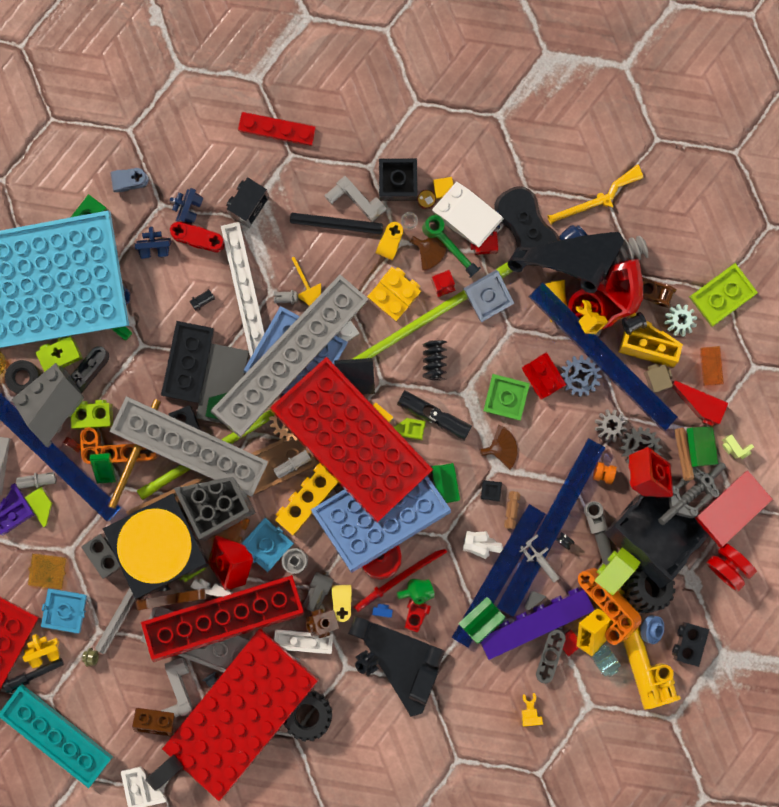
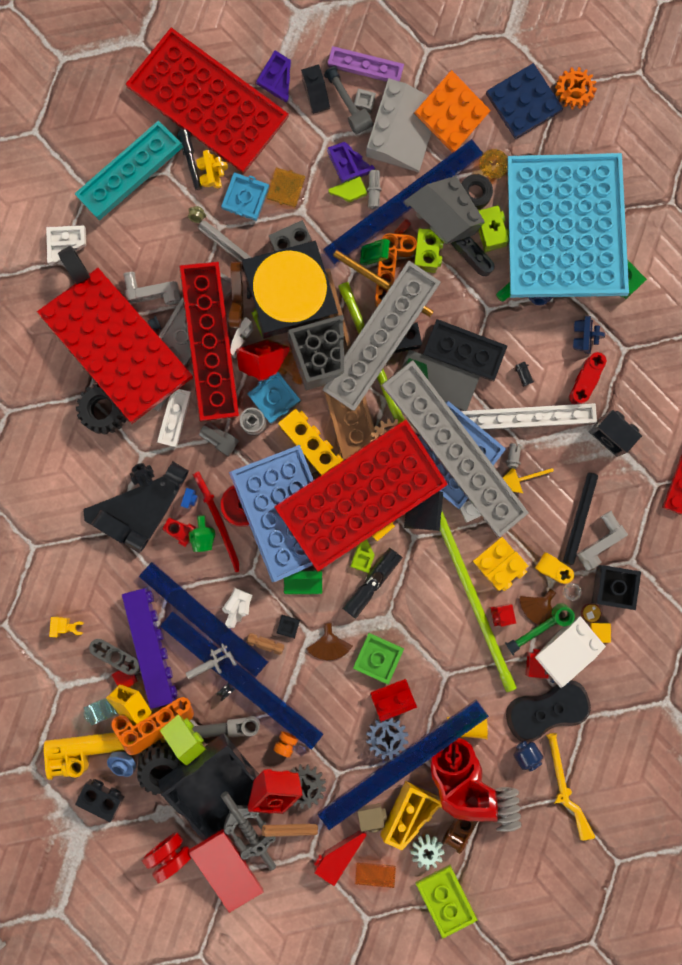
camera: 100 degrees right, 0 degrees up
(125, 179) = (655, 319): sand blue piece -> none
(153, 722) = (124, 262): reddish brown bracket -> none
(190, 198) = (627, 378): dark blue hips -> none
(292, 464) = (347, 434): light grey axle -> none
(321, 623) = (187, 437): reddish brown brick -> none
(342, 598) = (208, 460): light yellow piece -> none
(434, 360) = (427, 592): black piece -> none
(482, 620) = (160, 594): green panel -> none
(488, 295) = (483, 658): sand blue plate -> none
(533, 599) = (172, 649): dark grey slope -> none
(580, 257) = (508, 761): black panel -> none
(591, 321) = (440, 759): yellow piece -> none
(613, 419) = (339, 762): light grey gear -> none
(634, 323) = (431, 804): black bush -> none
(702, 446) = (294, 850): green tile -> none
(731, 446) = (288, 881): yellowish green bracket -> none

